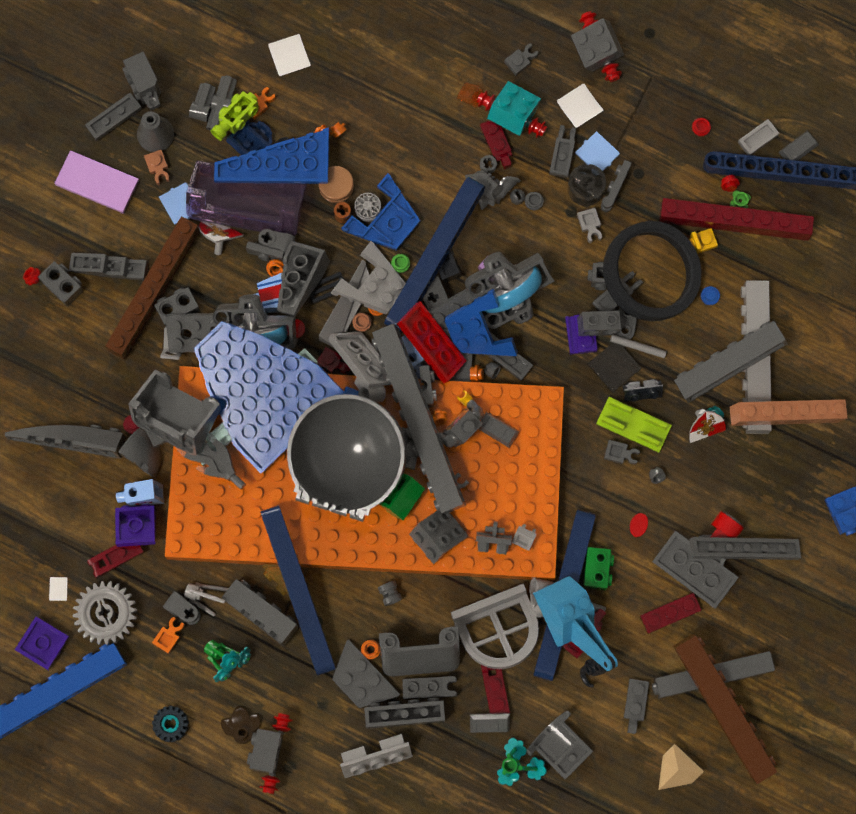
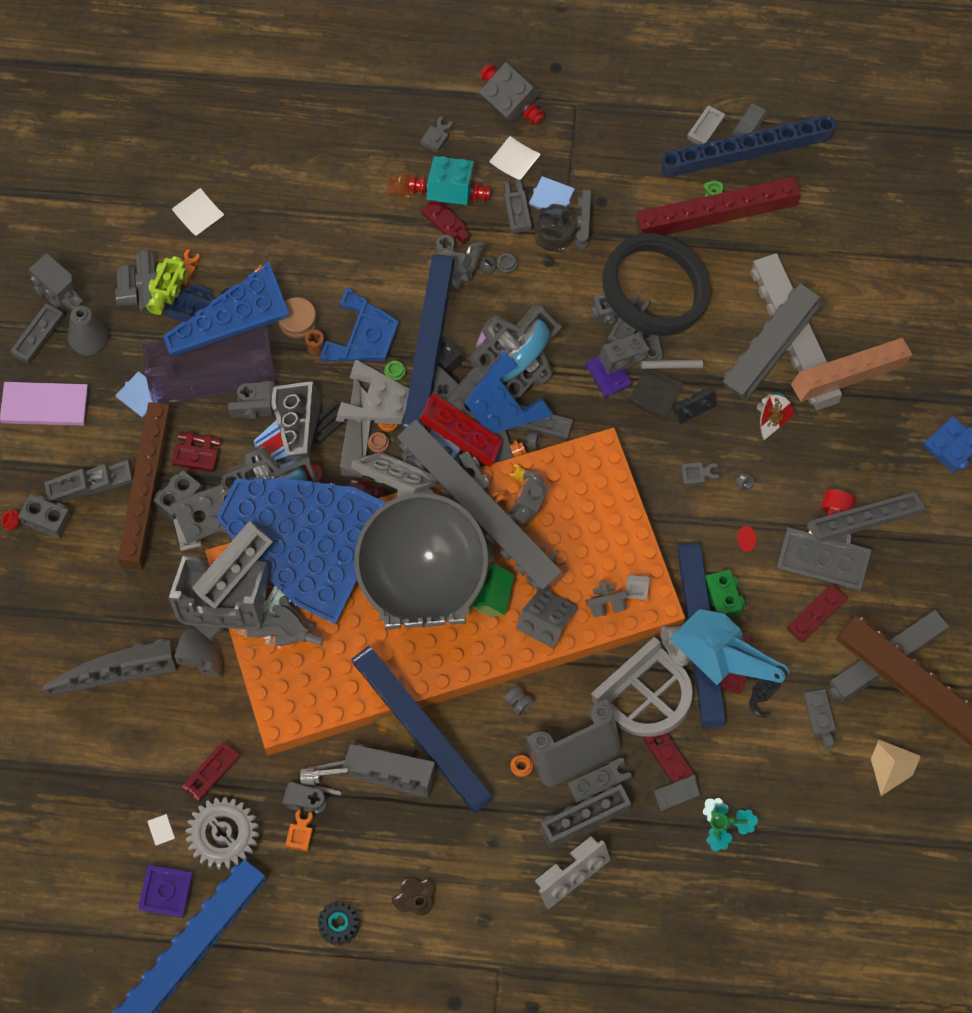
camera: 20 degrees left, 10 degrees down
(129, 426) = (175, 630): dark red plate -> none
(135, 525) = (220, 730): dark purple plate -> none
(141, 493) = (214, 695): light blue torso -> none
(156, 164) = (101, 364): nougat plate -> none
(191, 394) = (232, 564): none -> light grey brick
(204, 278) = (196, 457): none -> dark red plate
(217, 234) = (192, 410): shield -> none
(225, 437) = (283, 601): none -> dark grey hinge
(229, 660) = (379, 827): plant -> none
(267, 751) = (454, 909): dark grey brick -> none
(272, 271) = (264, 414): orange plate -> none
(338, 129) = (278, 264): orange plate -> none
(361, 679) = (523, 800): dark grey wing -> none
(367, 207) = (338, 328): light grey wheel -> none
(498, 430) = (565, 492): dark grey tile -> none
(560, 746) = (762, 788): dark grey piece -> none
(589, 222) = (572, 263): light grey plate -> none
(633, 424) = (699, 441): lime brick -> none
(701, 127) = (645, 135): red plate -> none
(703, 240) = (694, 240): yellow bracket -> none
(710, 295) = (723, 290): blue plate -> none
(729, 183) = (696, 177): red plate -> none

